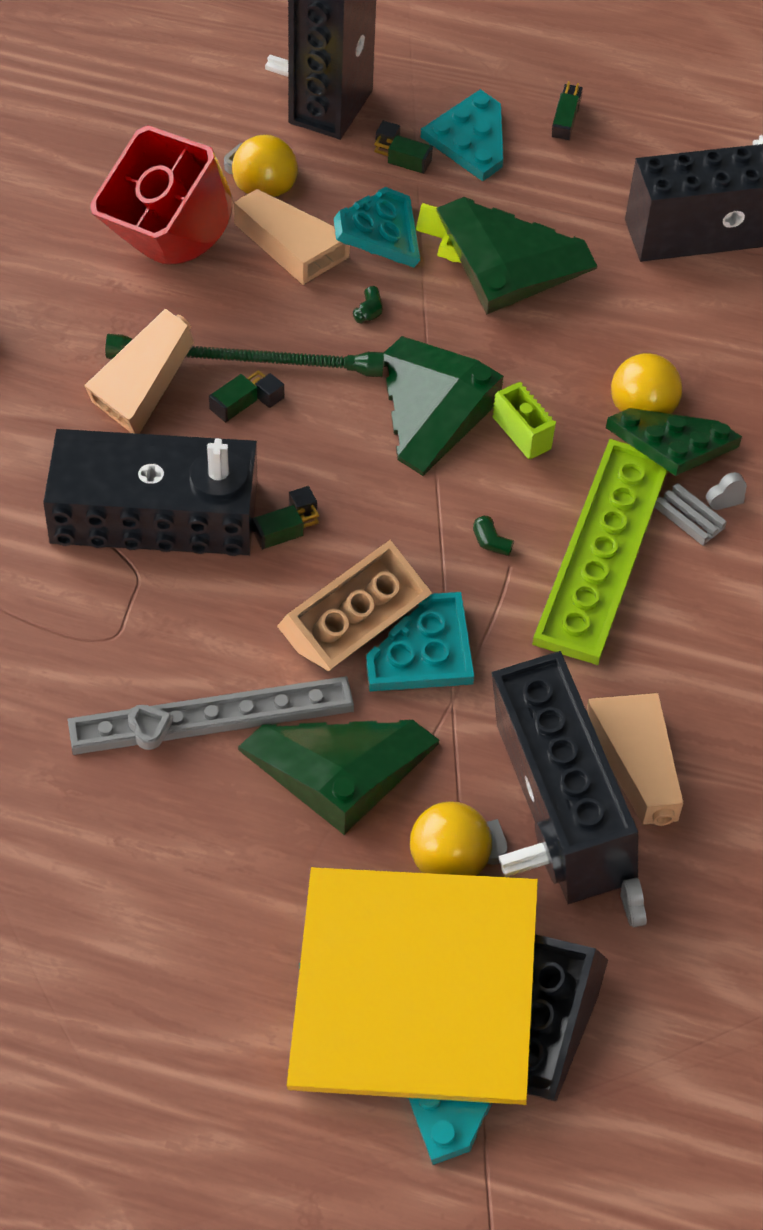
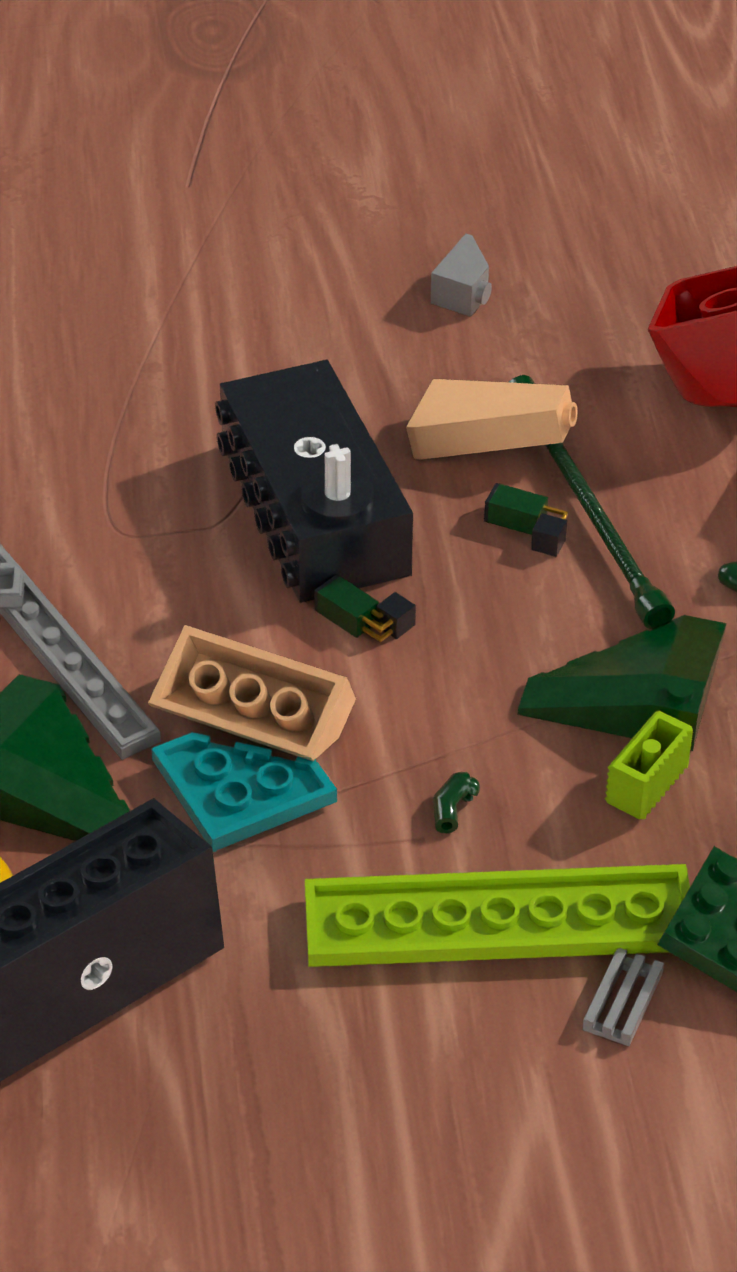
camera: 70 degrees right, 10 degrees down
(639, 754) = (175, 1042): light nougat slope -> none
(728, 492) = (681, 1022): light grey tile -> none

